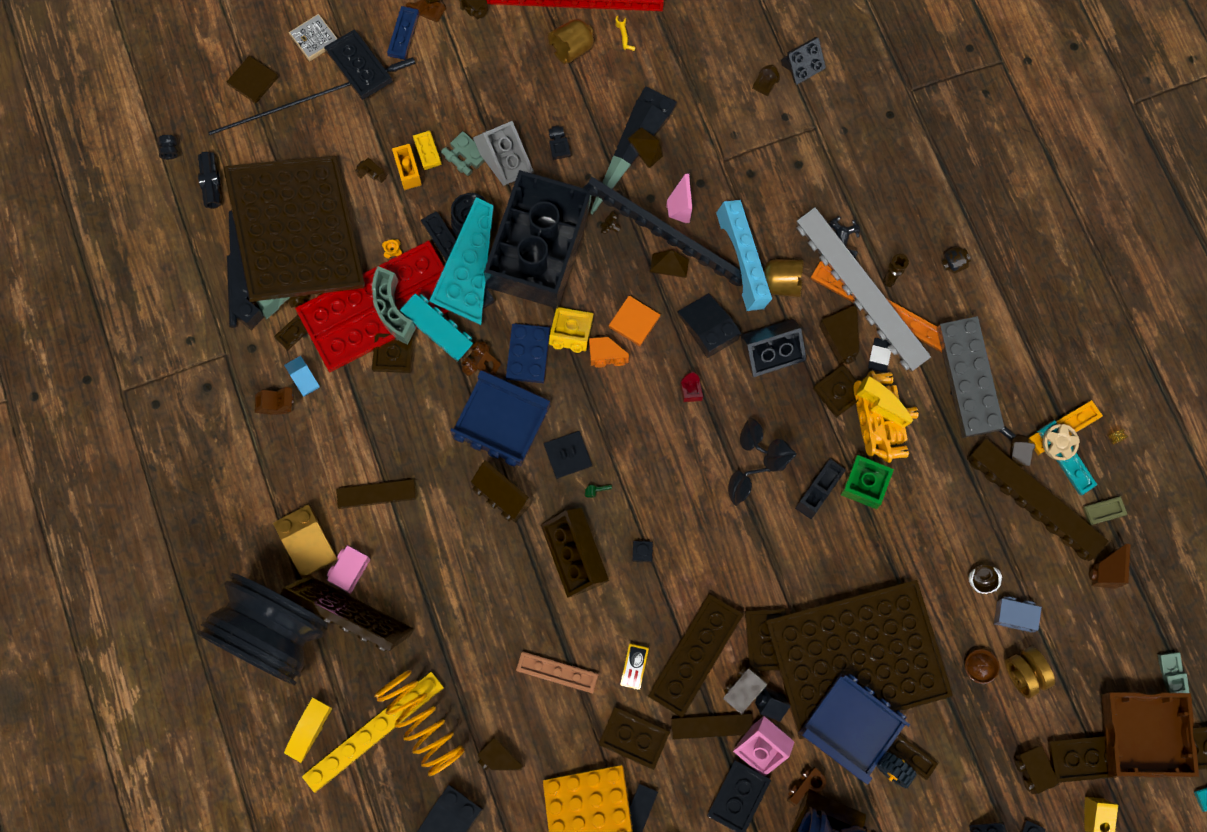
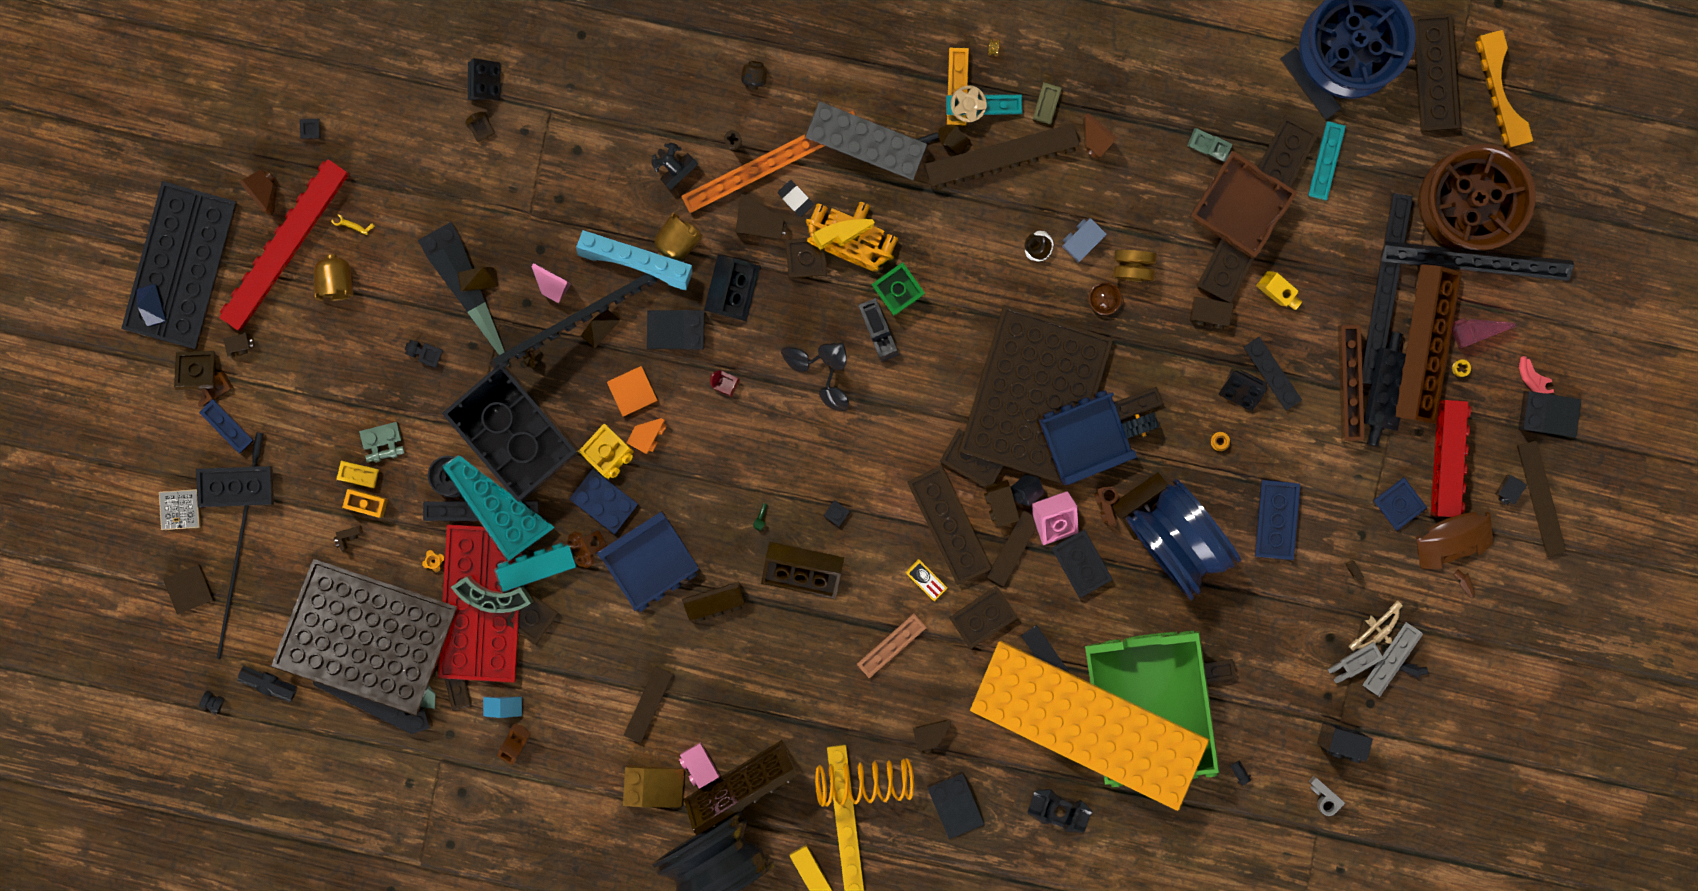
camera: 55 degrees left, 15 degrees up
(232, 318) = (415, 737): black bar -> none
(503, 152) = (405, 408): light grey slope -> none
(567, 454) = (714, 523): black piece -> none
(863, 290) = (731, 179): light grey brick -> none

